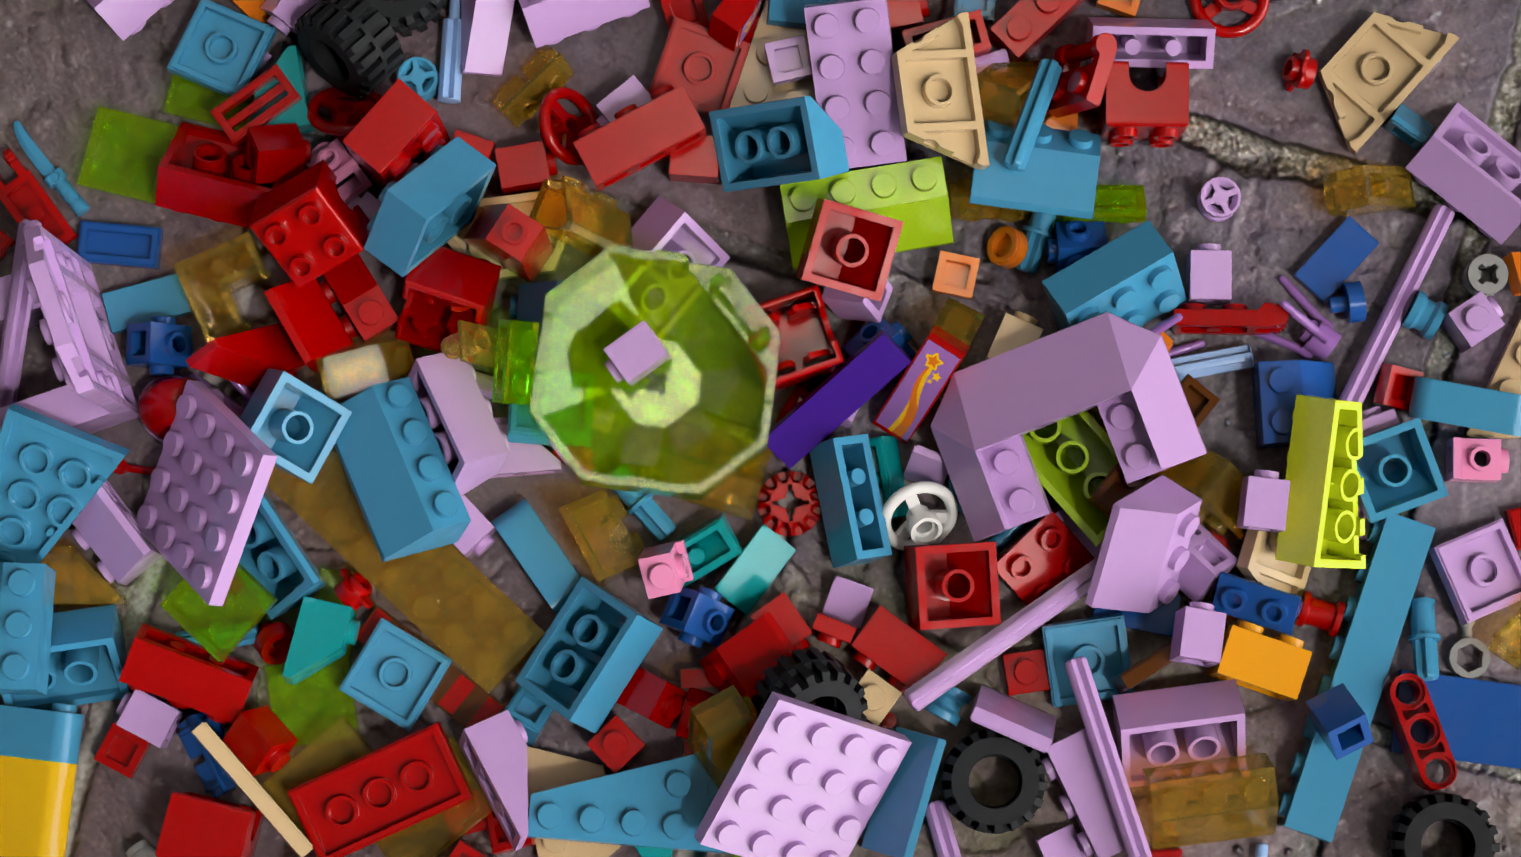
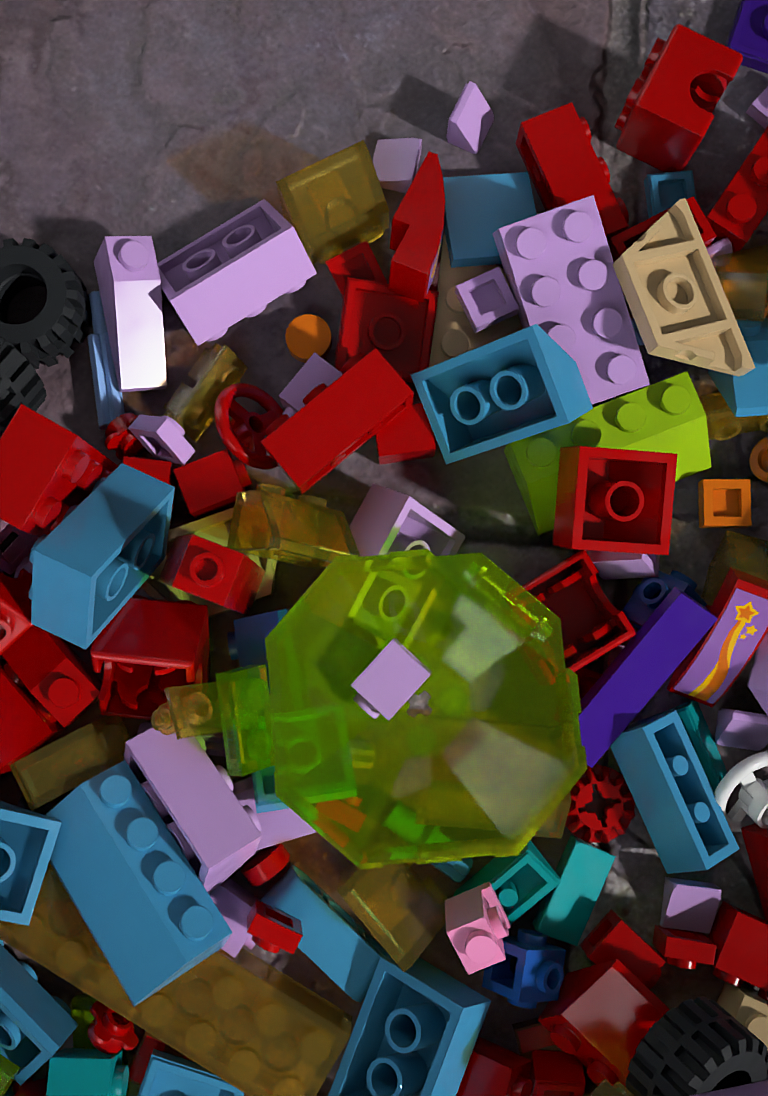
camera: 15 degrees left, 0 degrees up
(417, 71) = (67, 400): dark azure wheel -> none
(461, 111) = (121, 438): none -> red plate
(491, 121) = (162, 438): none -> lavender plate
(500, 534) = (273, 928): none -> red plate
(503, 491) = (265, 864): none -> red tile
(632, 58) = (308, 335): none -> orange tile

